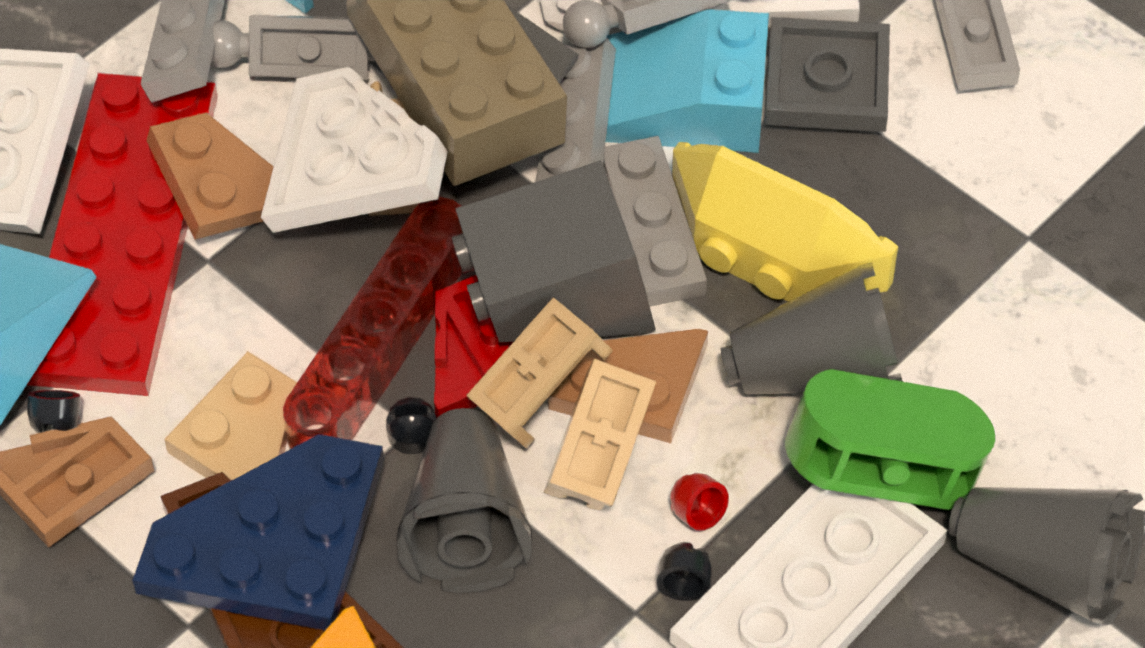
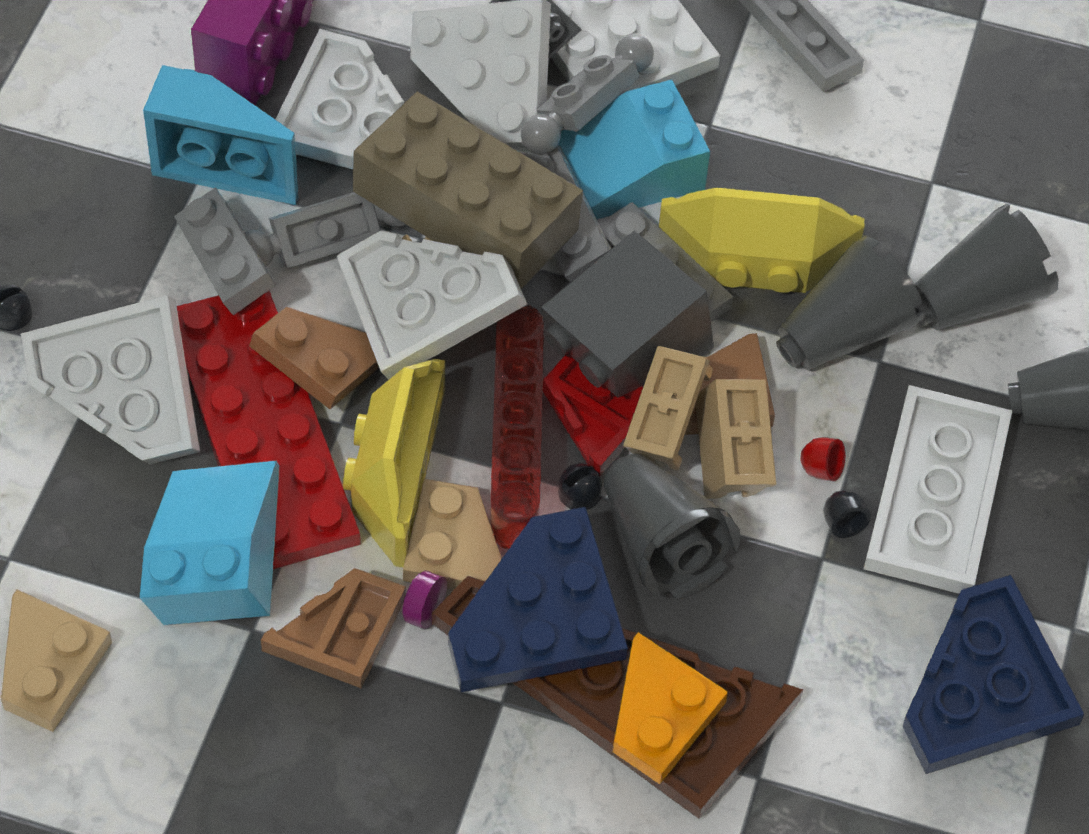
camera: 30 degrees left, 0 degrees up
(53, 408) = (300, 581): black hinge -> none
(163, 473) = (423, 597): none -> magenta tile
(237, 306) = (395, 454): none -> light yellow wedge
(828, 74) = (734, 110): dark grey plate -> none
(889, 439) = (941, 360): bright green brick -> none
(1008, 359) = (987, 272): none -> dark grey cone

